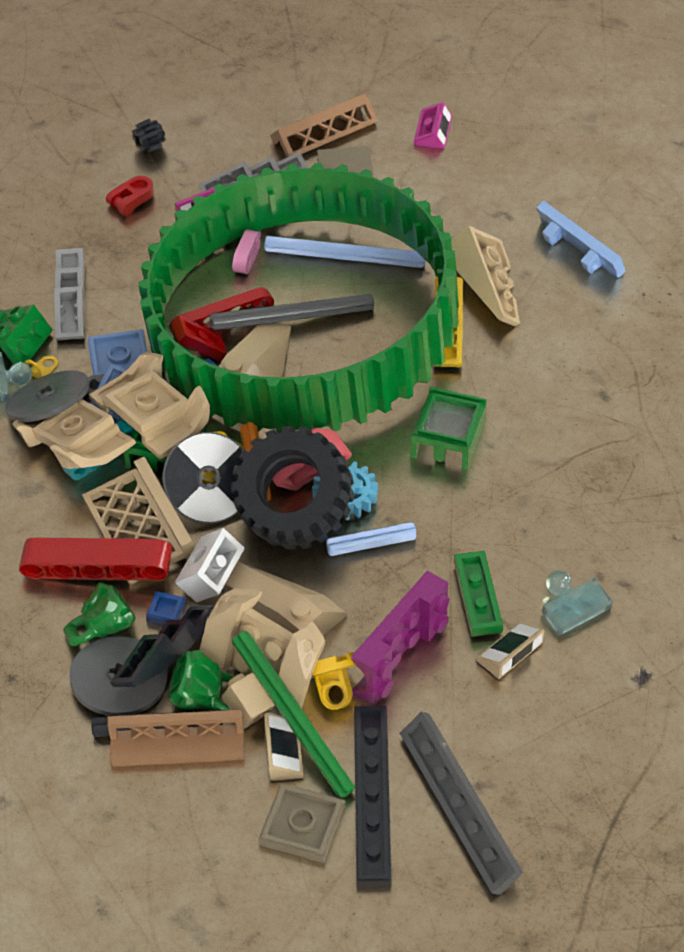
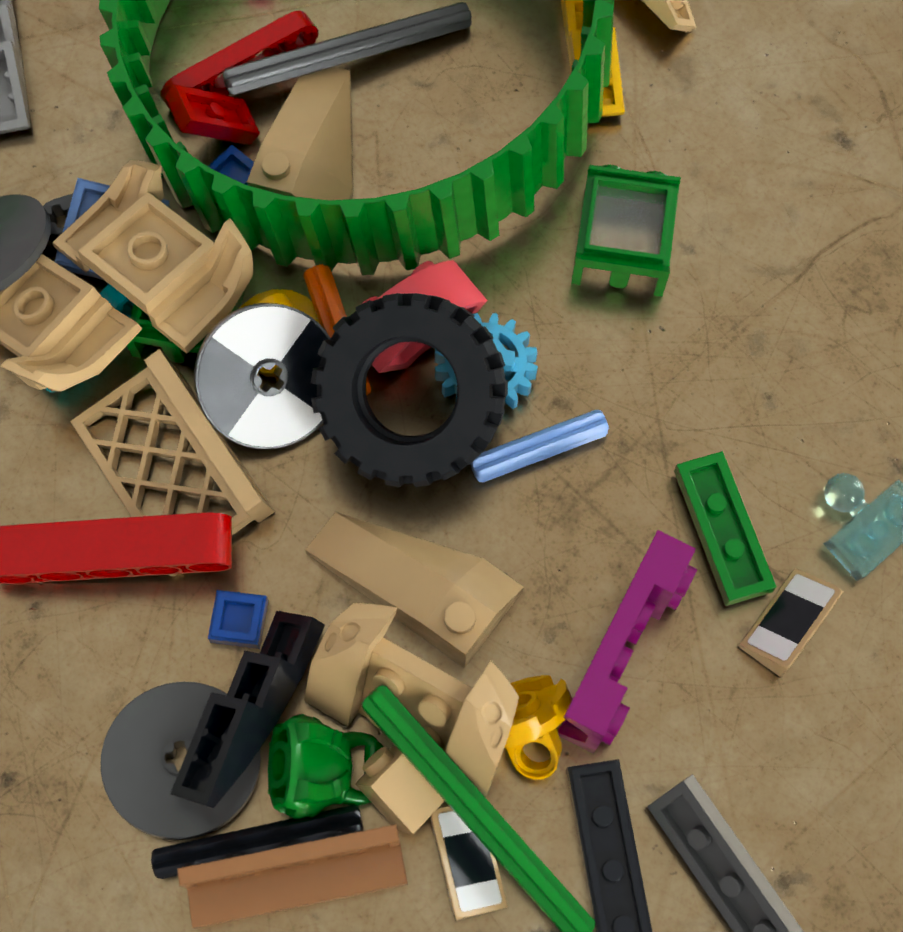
camera: 10 degrees left, 20 degrees up
(101, 615) = (141, 653): green piece -> none
(116, 348) = (86, 147): medium blue tile -> none
(209, 565) = (296, 538): white brick -> none

